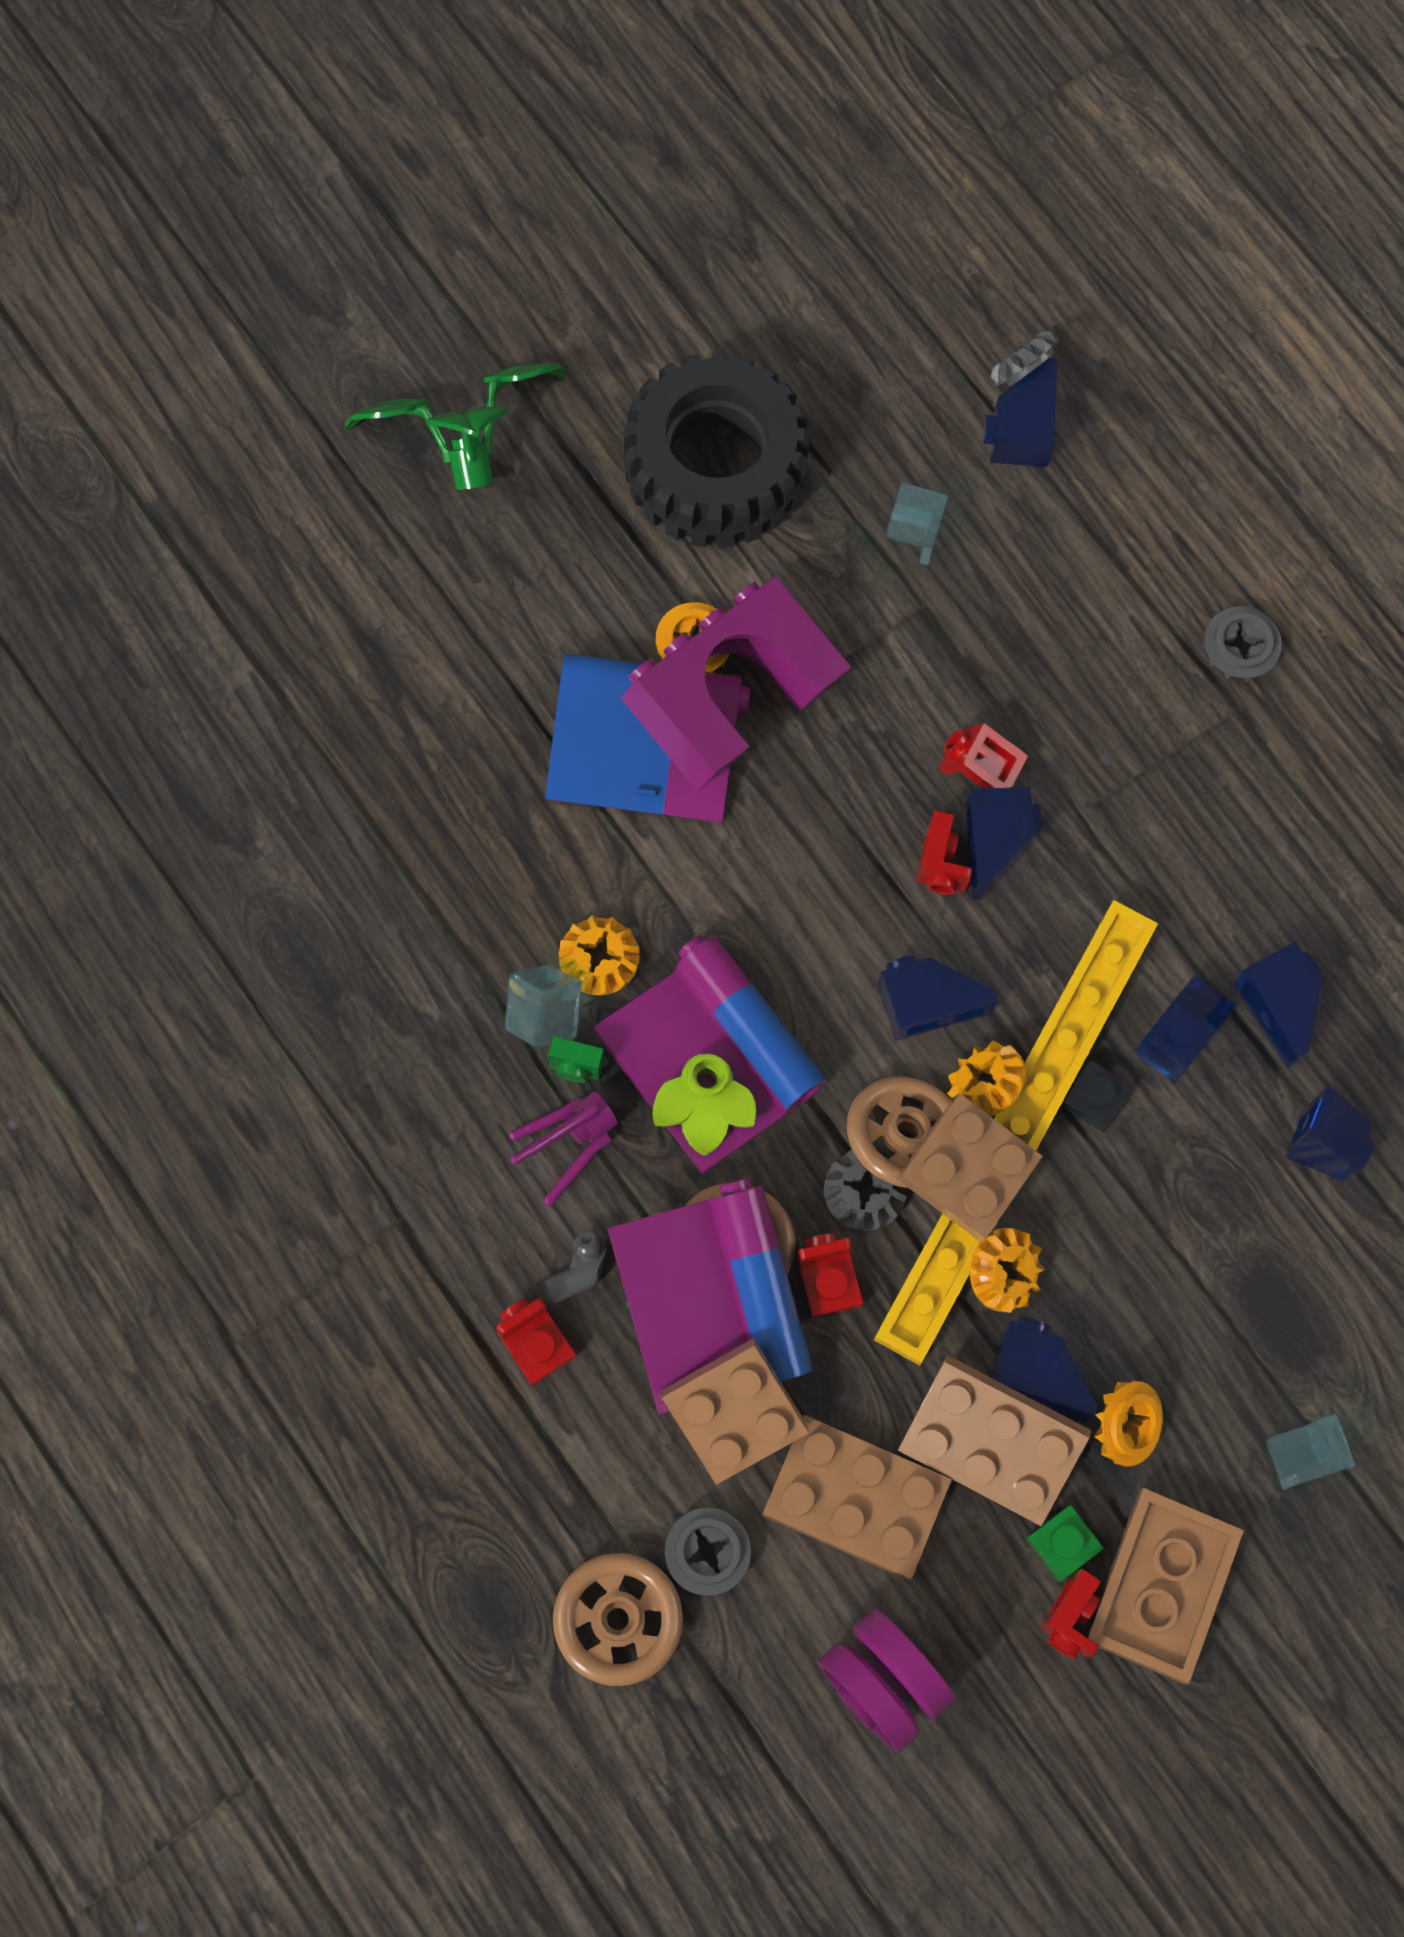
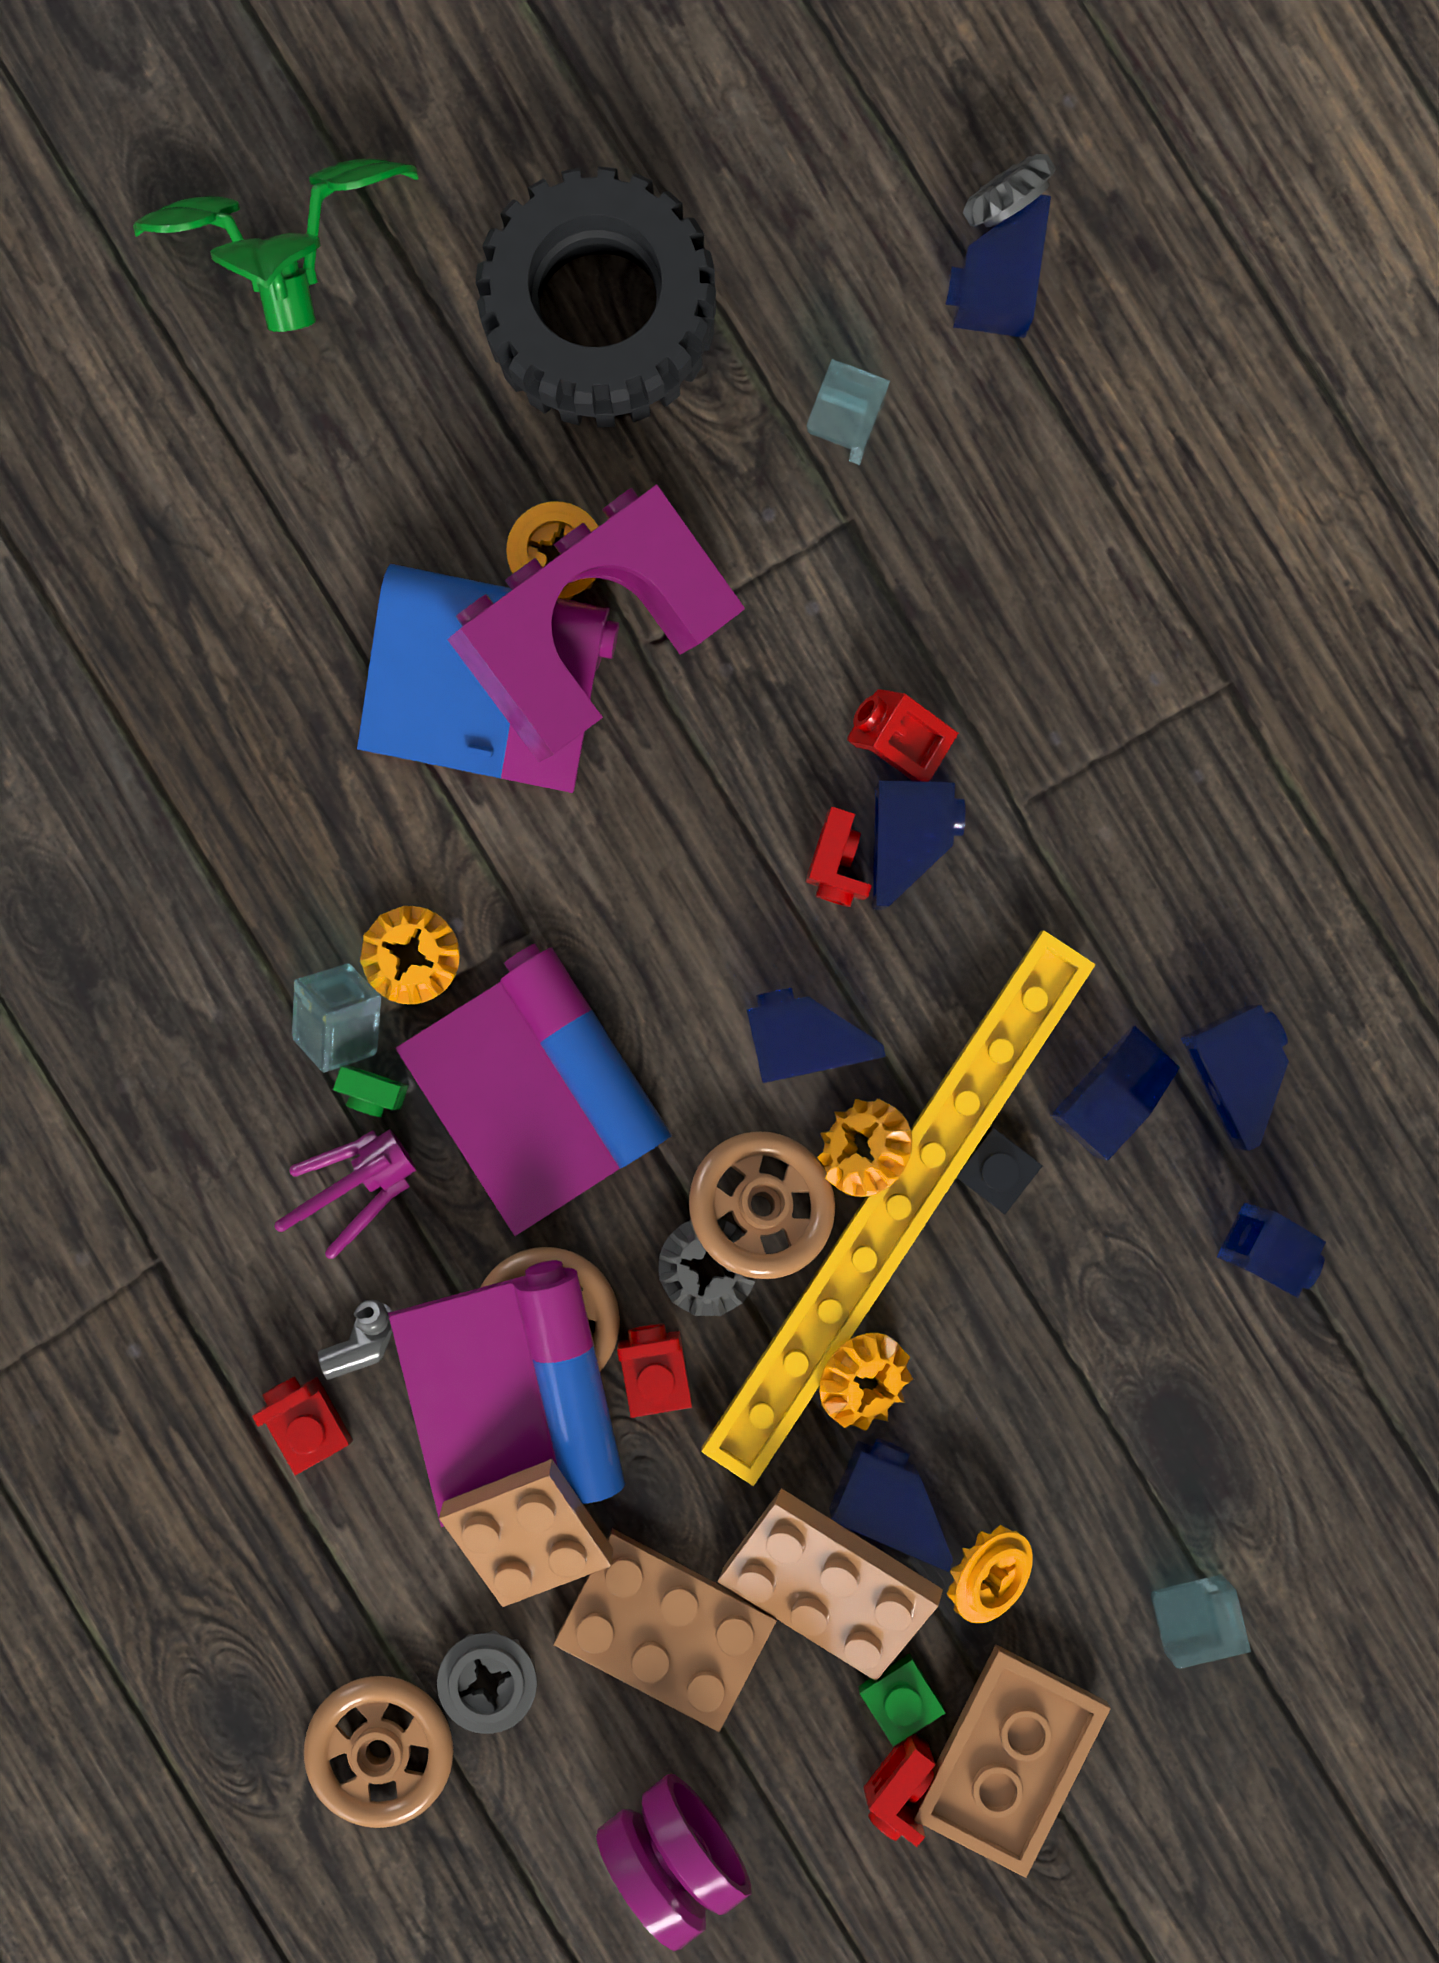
camera: 10 degrees right, 15 degrees up
(701, 1110) = (519, 1164): lime plate -> none
(969, 1167) = (830, 1262): medium nougat plate -> none
(1255, 629) = (1265, 578): dark grey gear -> none

